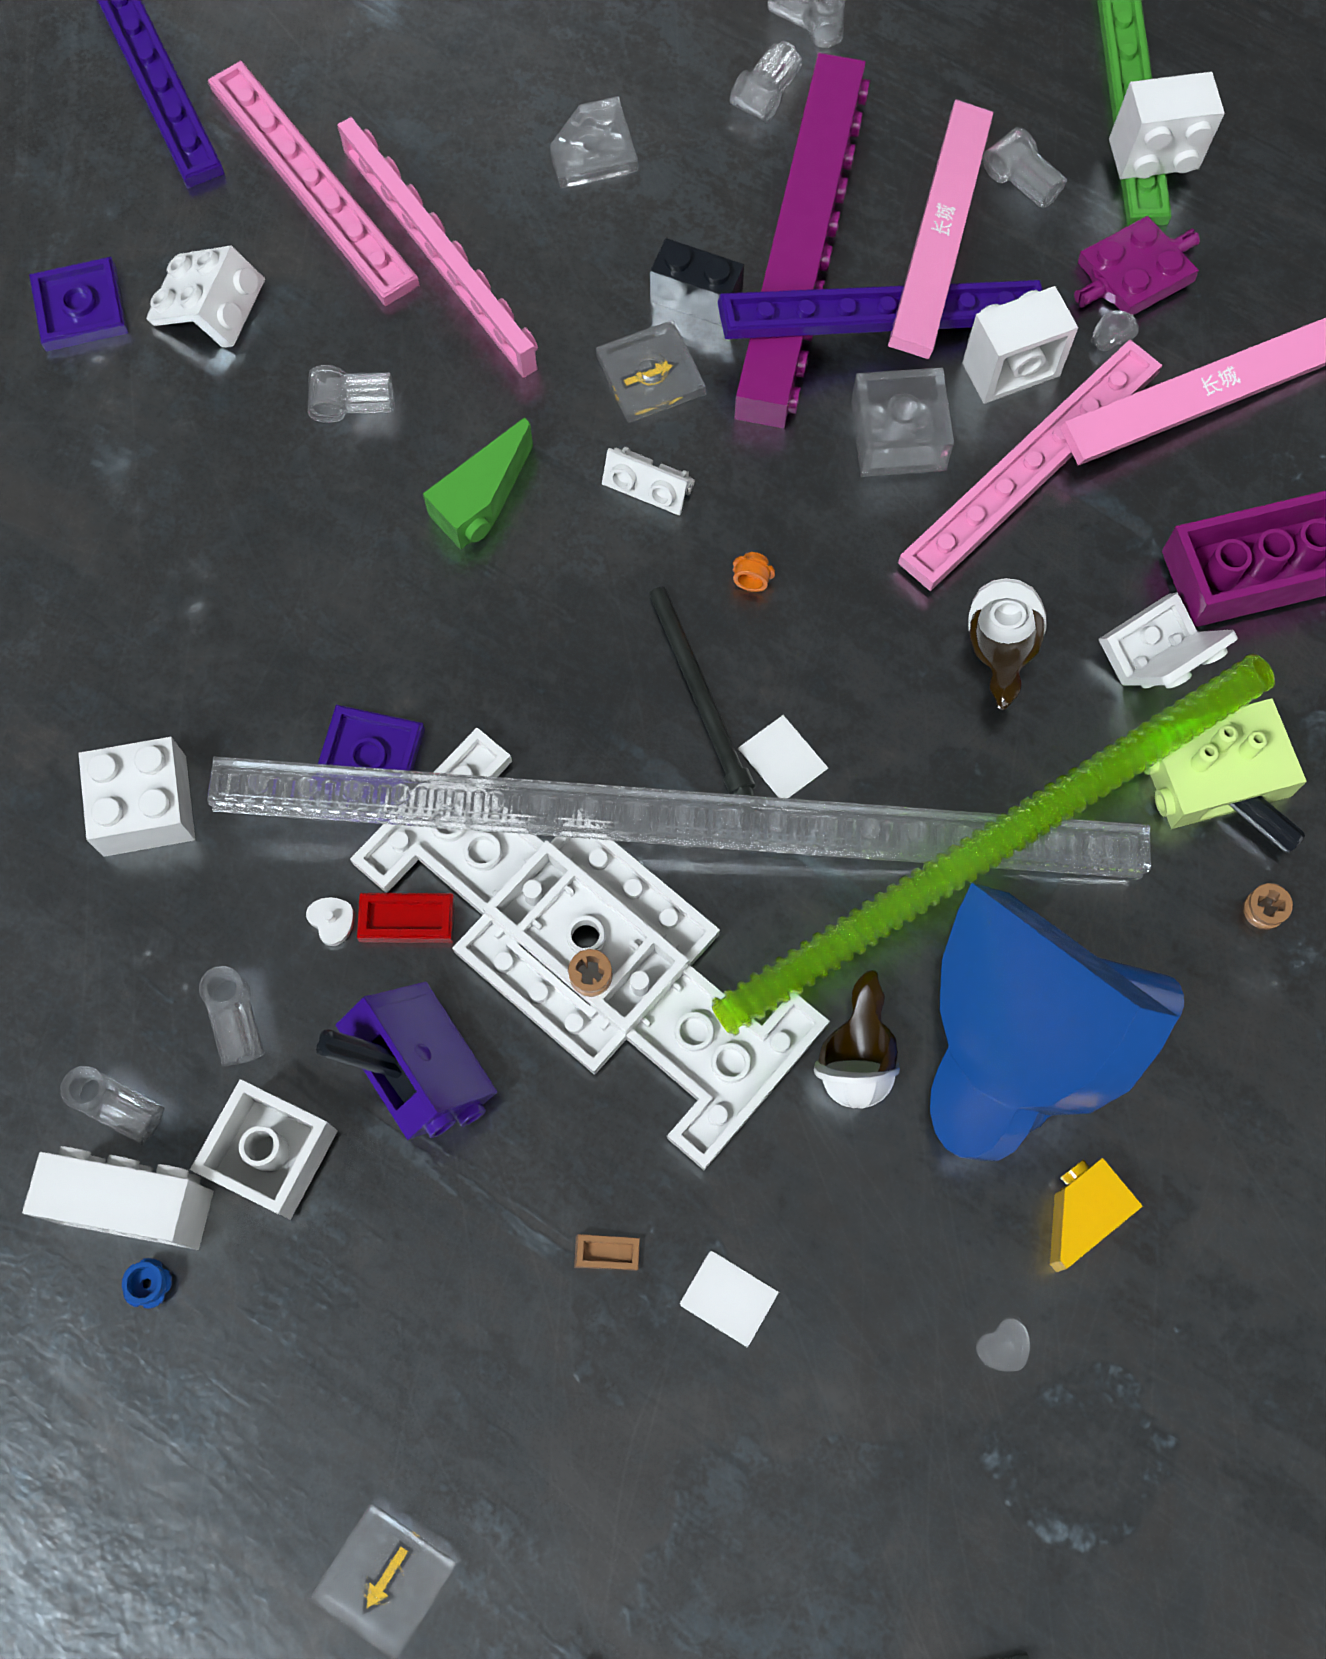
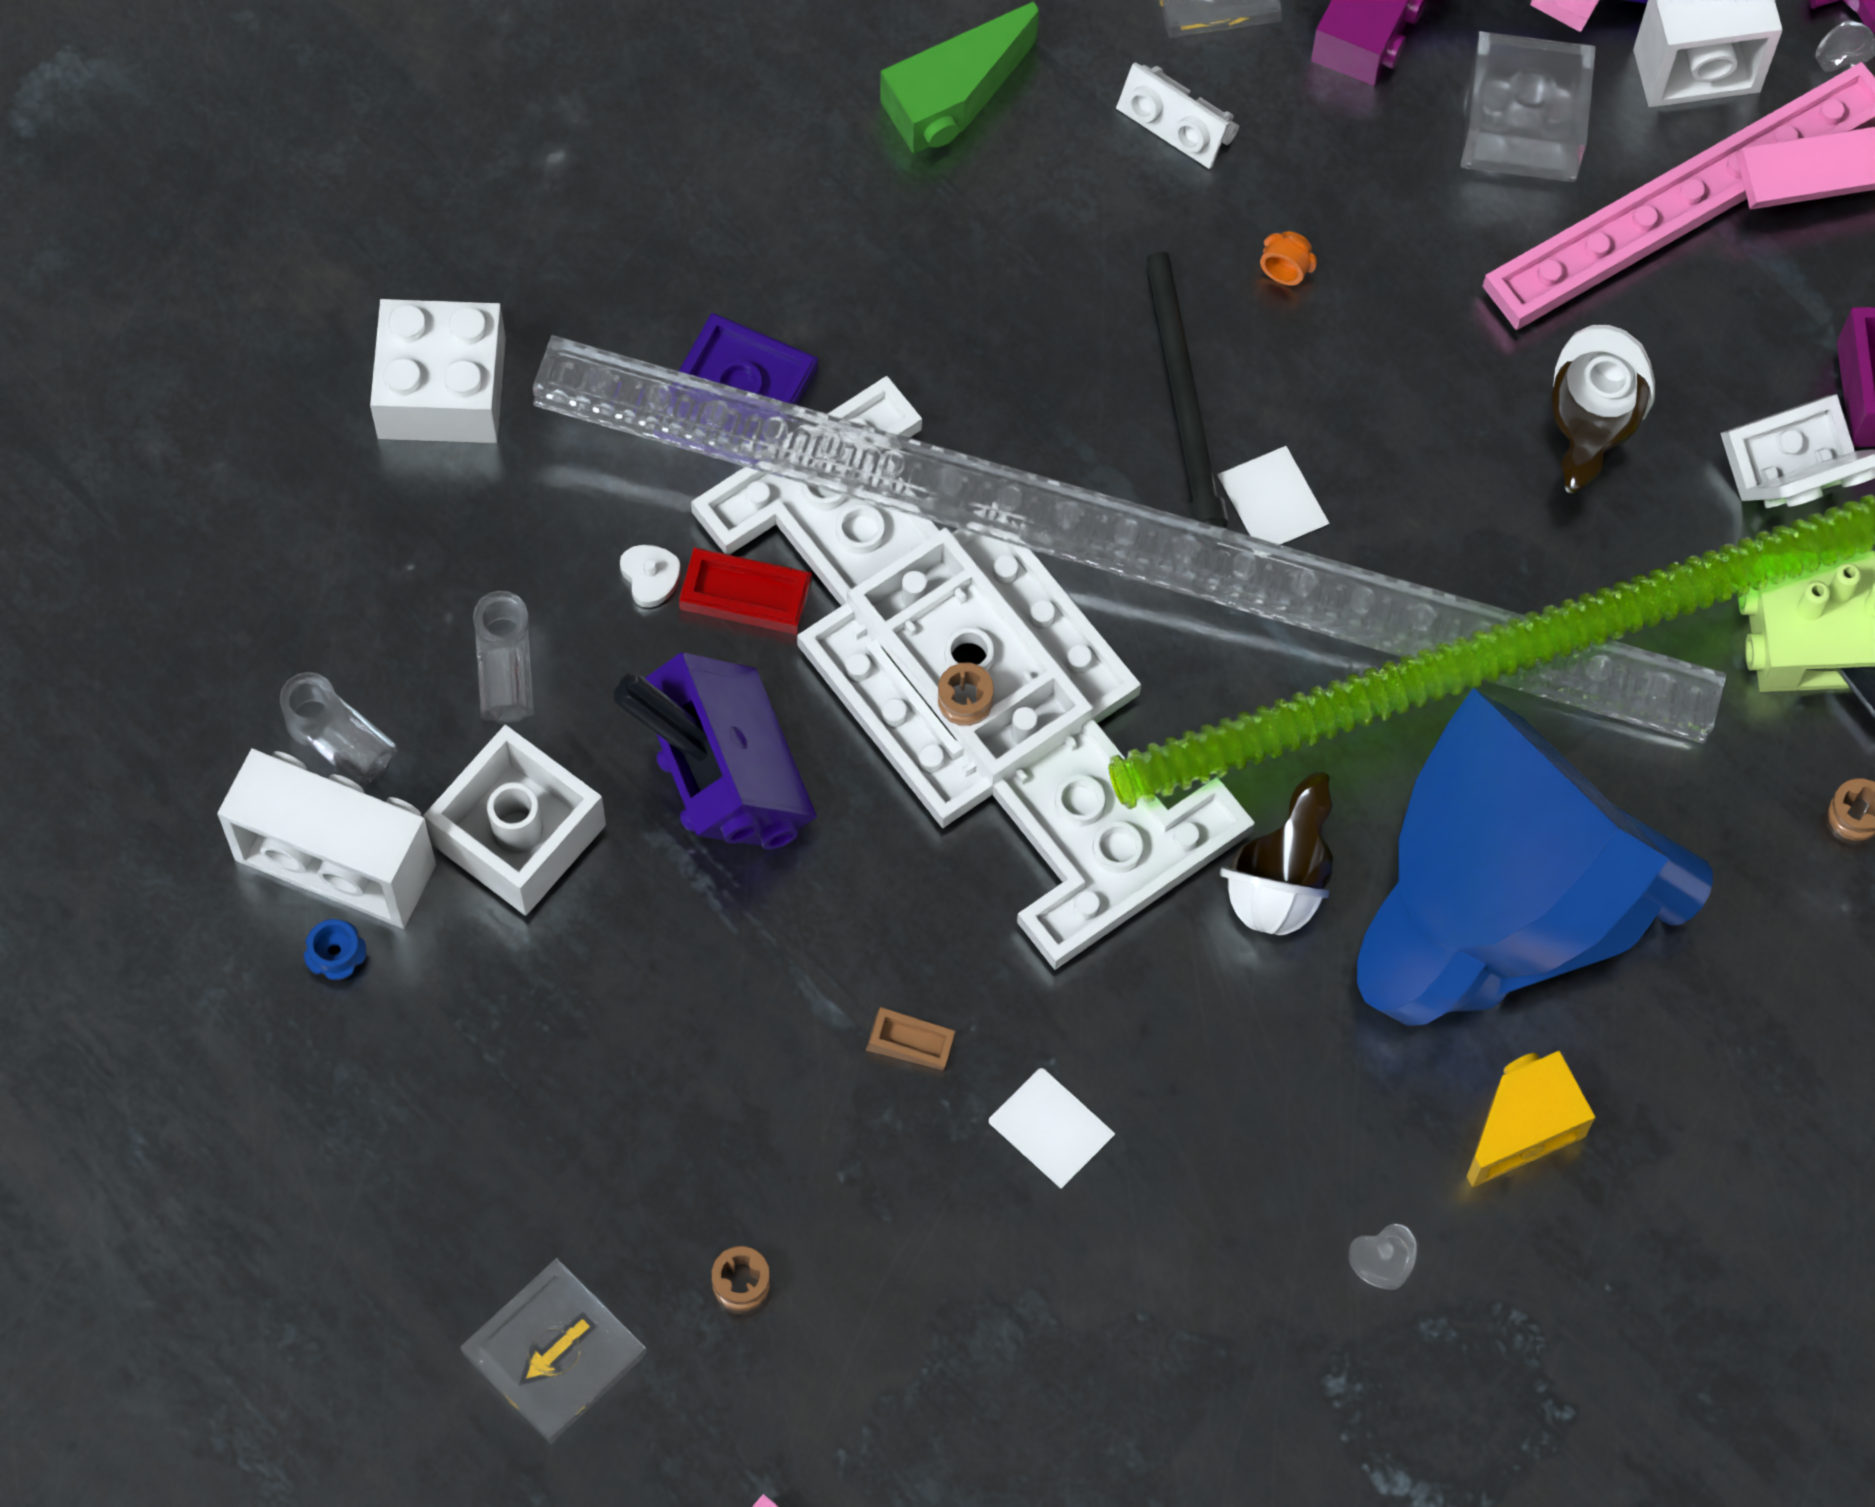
camera: 10 degrees right, 5 degrees down
(506, 1498) = (758, 1270): none -> medium nougat bush

